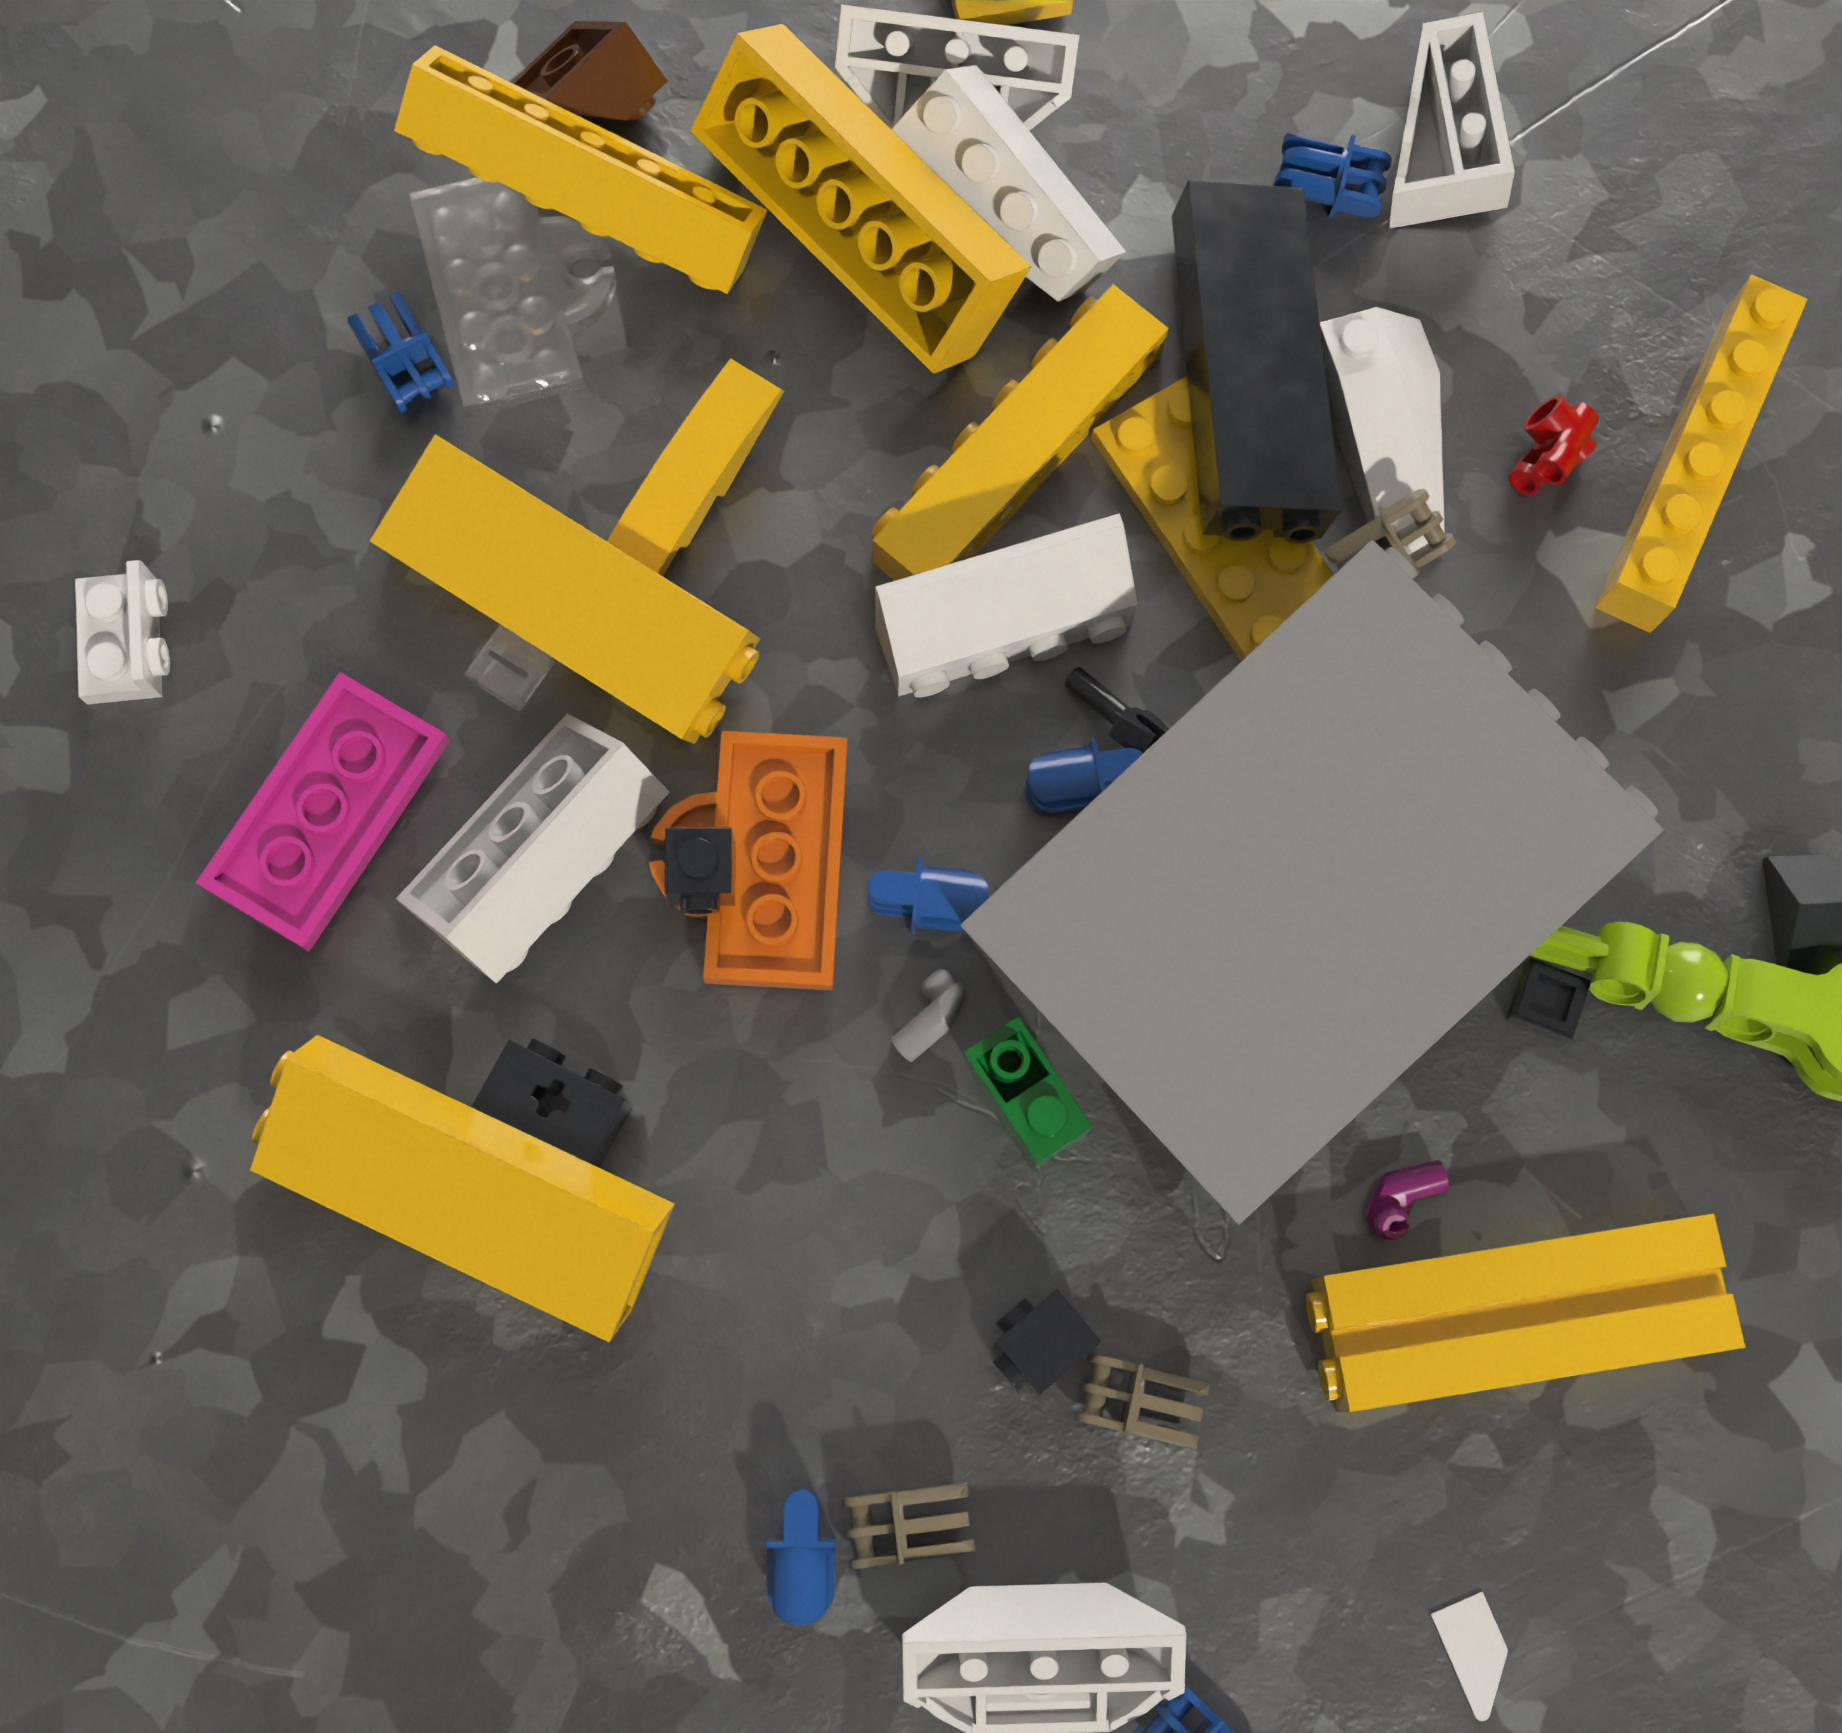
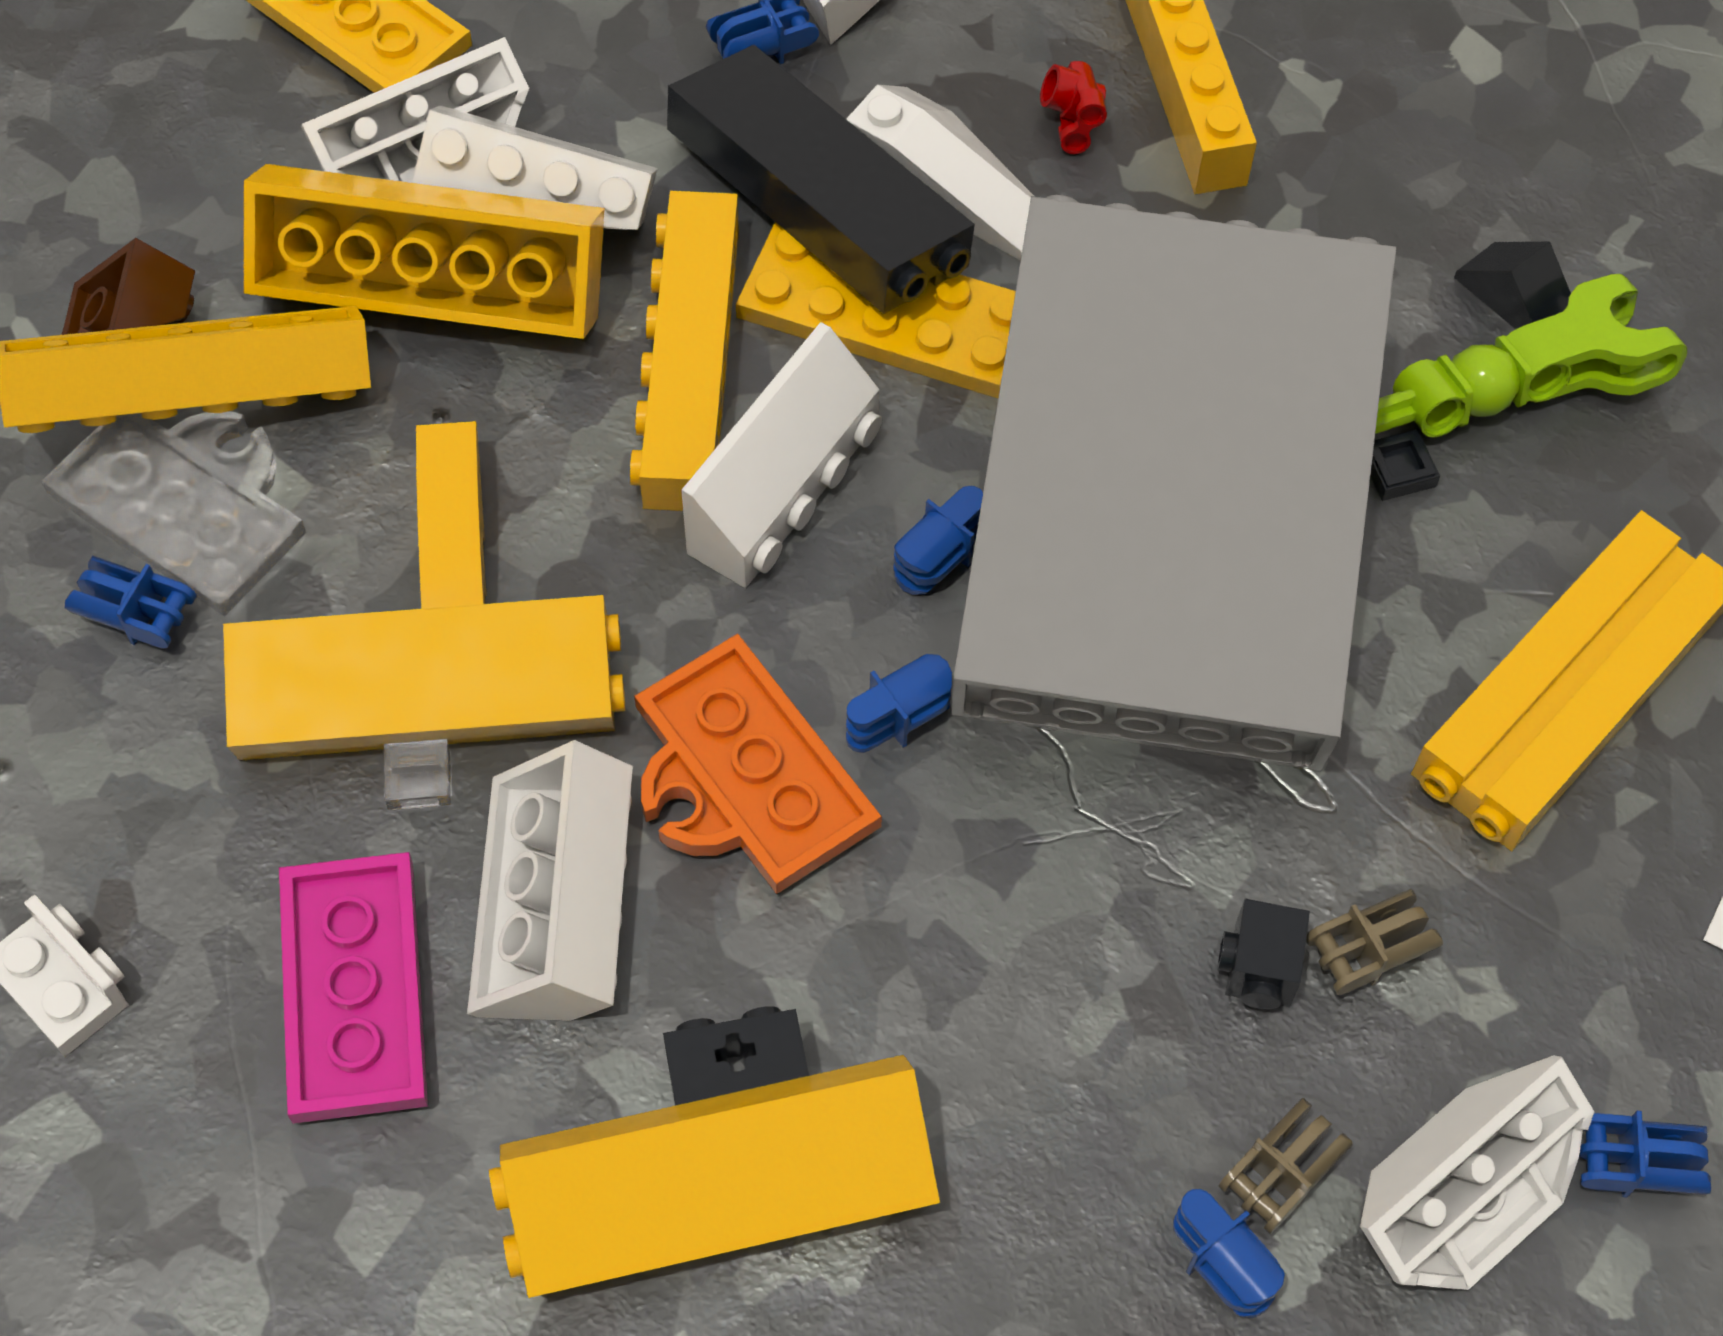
camera: 35 degrees left, 15 degrees down
(700, 869) = (711, 792): black brick -> none
(935, 1020) = (978, 791): light grey arm -> none
(1026, 1093) = (1099, 785): green slope -> none
(1131, 726) = (934, 481): black bar -> none
(1387, 535) = (1006, 244): dark tan arm -> none
(1396, 1195) = (1417, 667): magenta arm -> none

